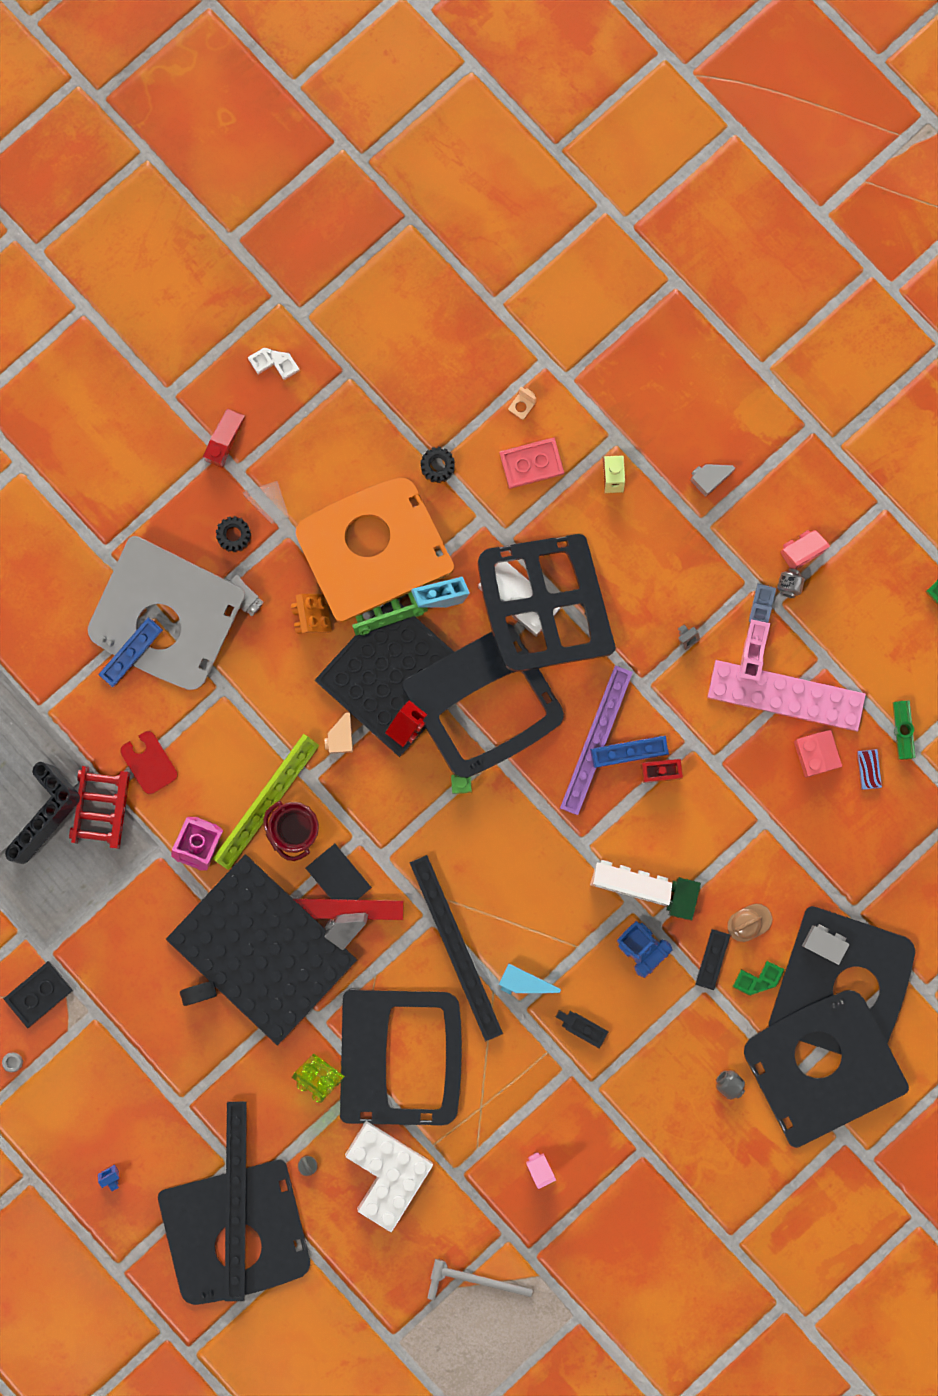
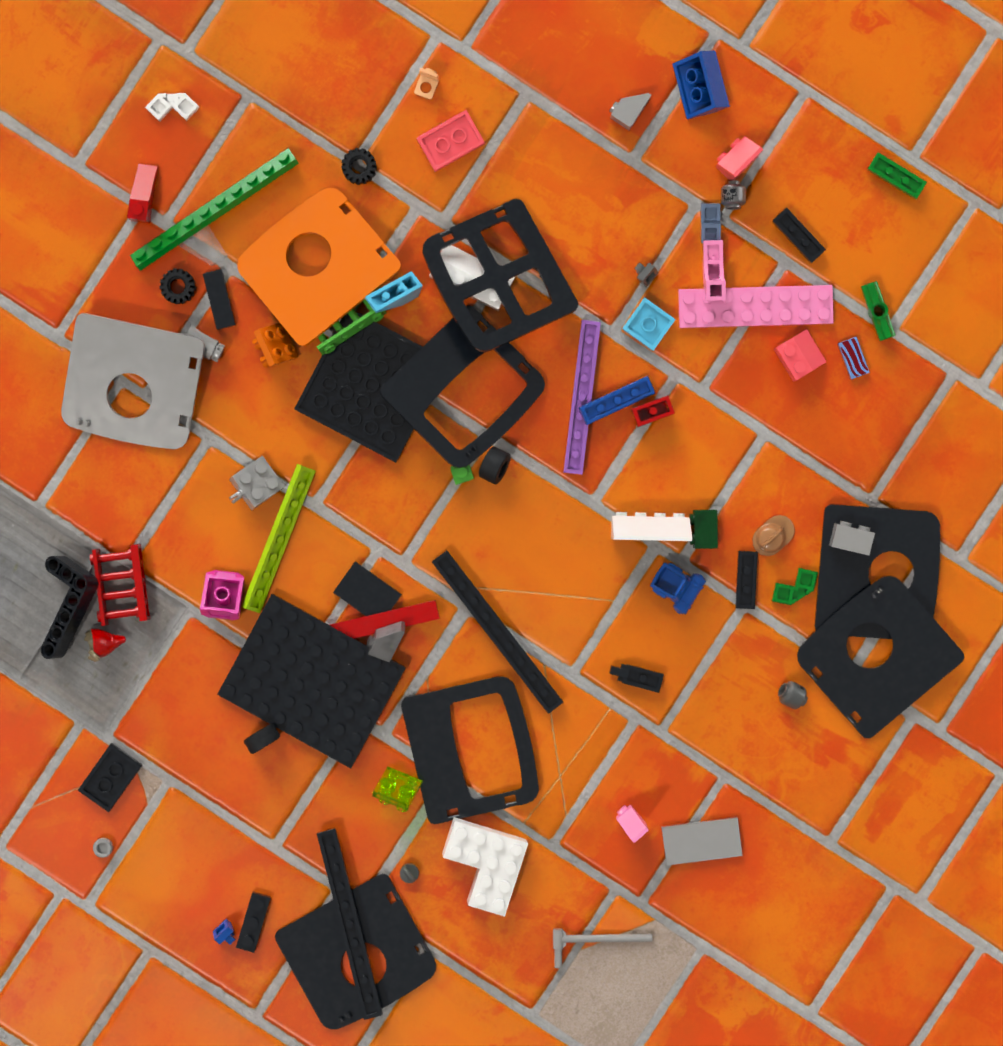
camera: 15 degrees left, 5 degrees up
(67, 859) = (102, 643): none -> red hat
(130, 652) = (109, 427): blue tile -> none
(140, 1175) = (253, 922): none -> black plate
(152, 766) = (159, 533): red piece -> none
(258, 742) = (255, 483): none -> light grey plate
(269, 556) = (219, 299): none -> black tile
(287, 470) = (214, 209): none -> green plate
(291, 828) = (309, 559): dark red piece -> none
(340, 736) = (333, 457): light nougat slope -> none
(406, 724) = (393, 429): red brick -> none
(494, 784) = (494, 465): none -> black tyre
(523, 982) = (570, 648): medium azure slope -> none
(605, 1208) = (701, 841): none -> light grey tile
(613, 474) = (533, 131): yellowish green torso -> none
(678, 686) = (648, 324): none -> medium azure plate
(785, 470) = (701, 84): none -> blue slope
(844, 638) = (798, 235): none -> black plate

